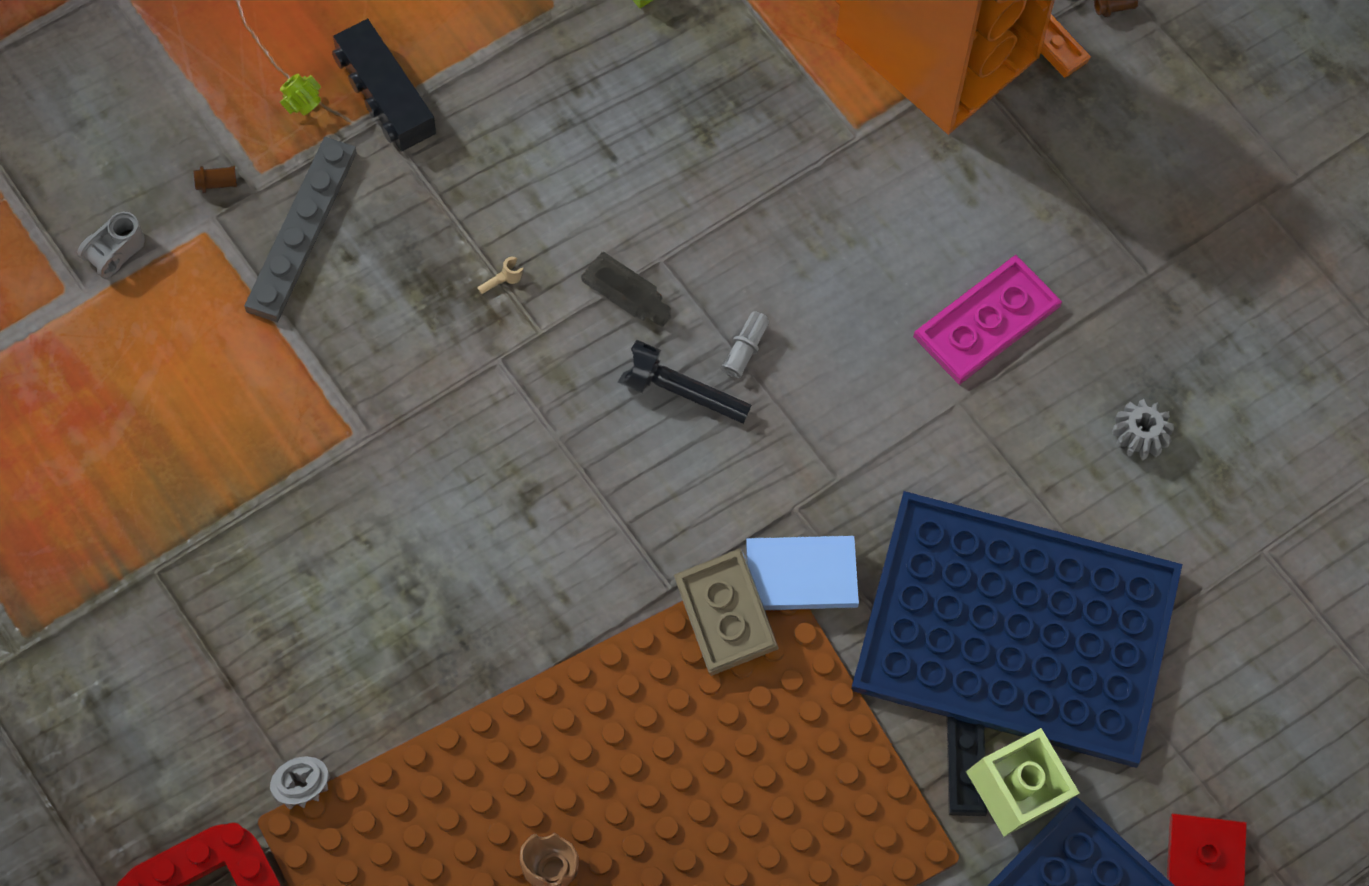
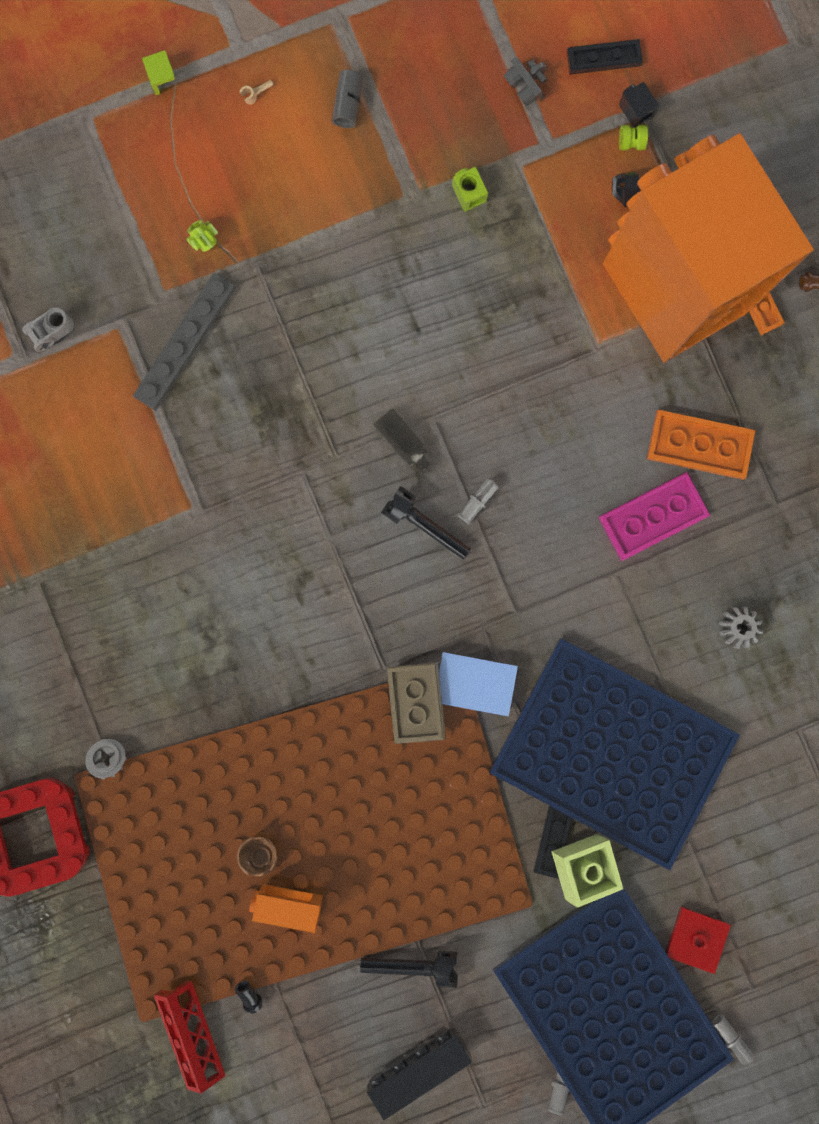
camera: 10 degrees right, 20 degrees up
(214, 178) = (129, 289): reddish brown pin -> none
(384, 85) = (263, 238): black brick -> none
(505, 276) = (318, 410): tan hand -> none
(1024, 218) = (700, 444): none -> orange plate

